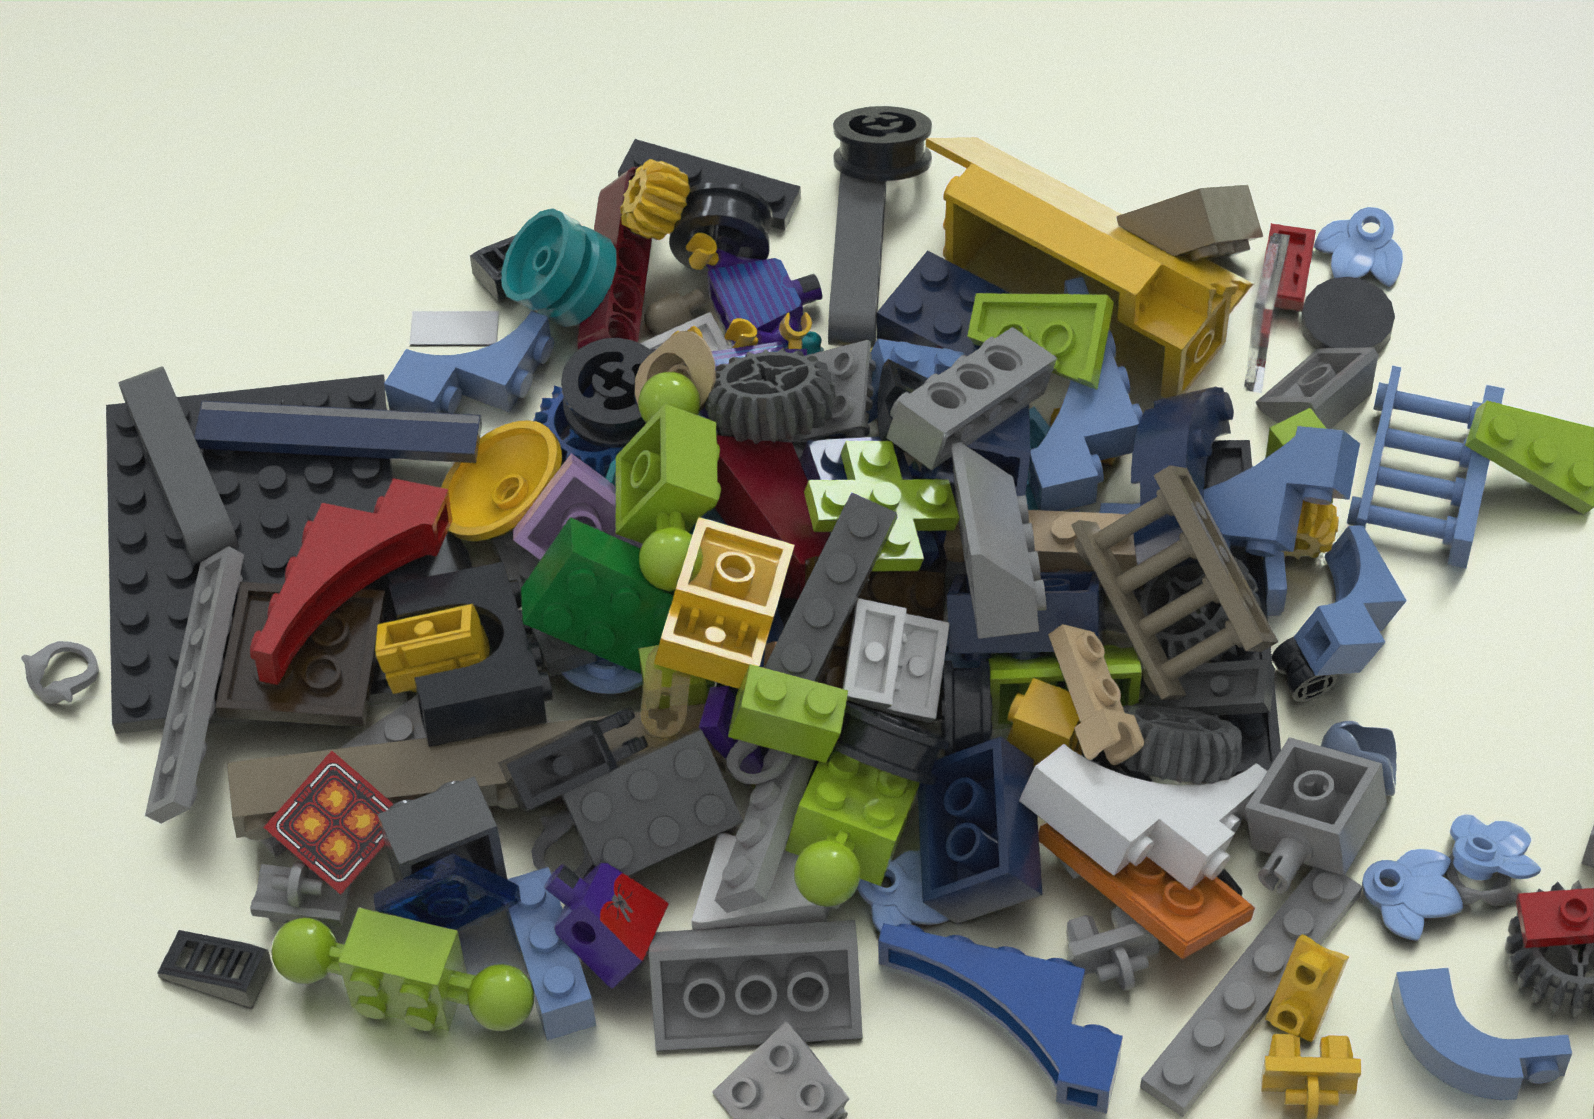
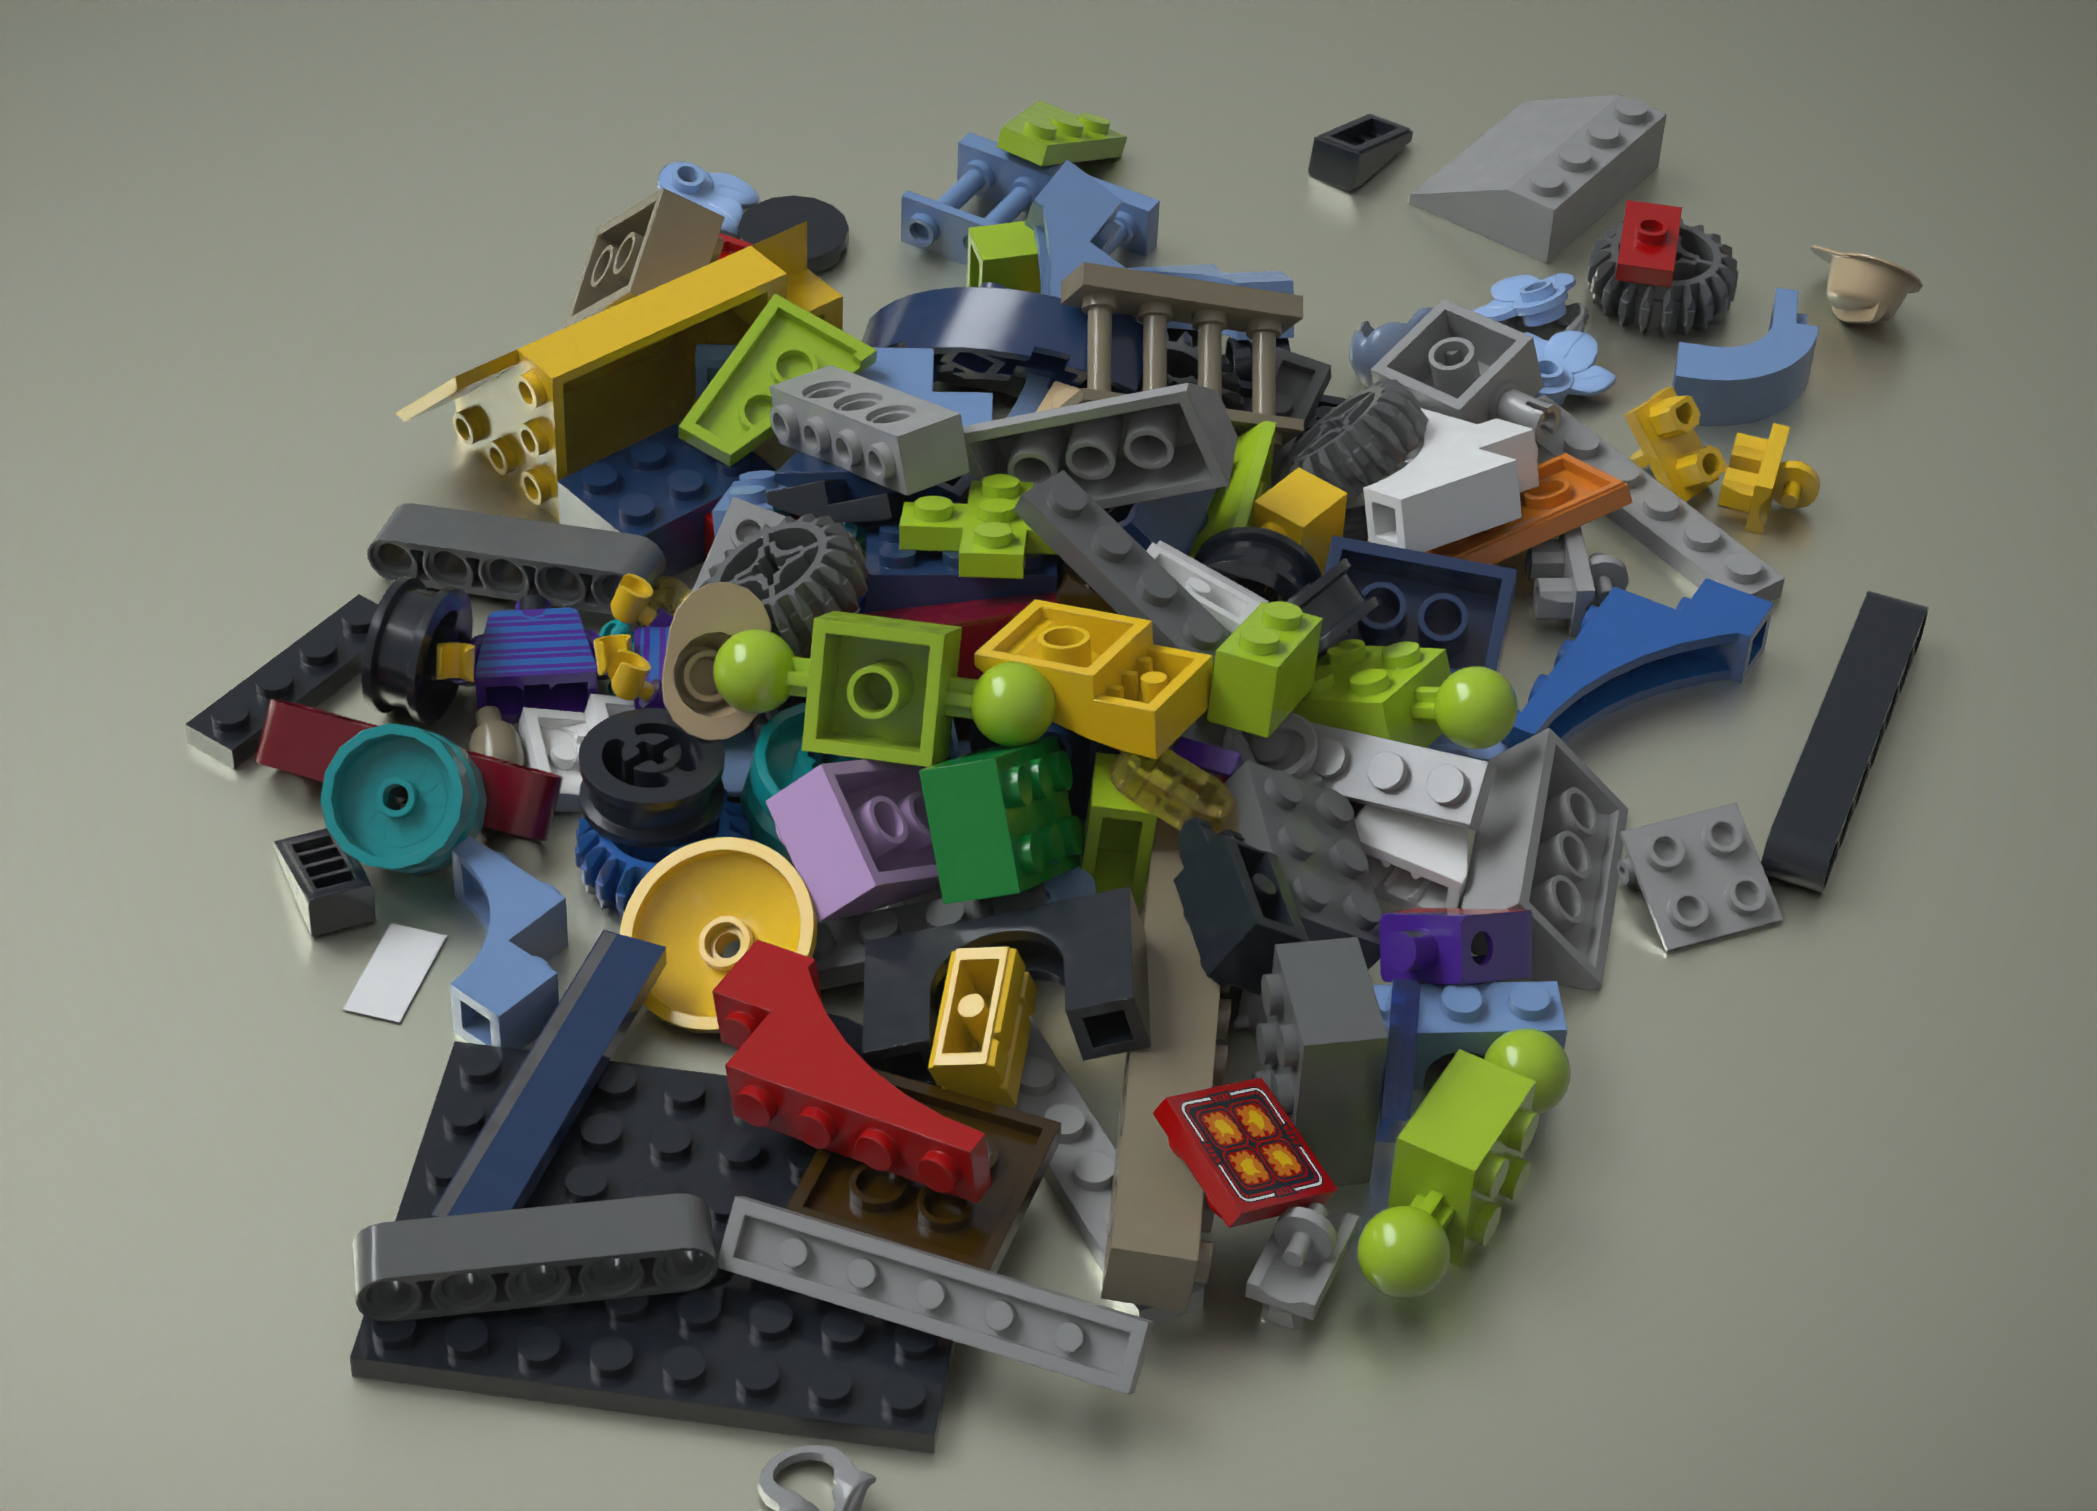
camera: 80 degrees left, 15 degrees down
(241, 990) = (1391, 1342): black slope -> none
(654, 199) = (344, 671): yellow gear -> none
(882, 143) = (353, 492): black wheel -> none
(1095, 696) = (1362, 446): tan plate -> none
(1266, 312) = (790, 194): clear tile -> none
(1327, 382) = (889, 255): light grey slope -> none

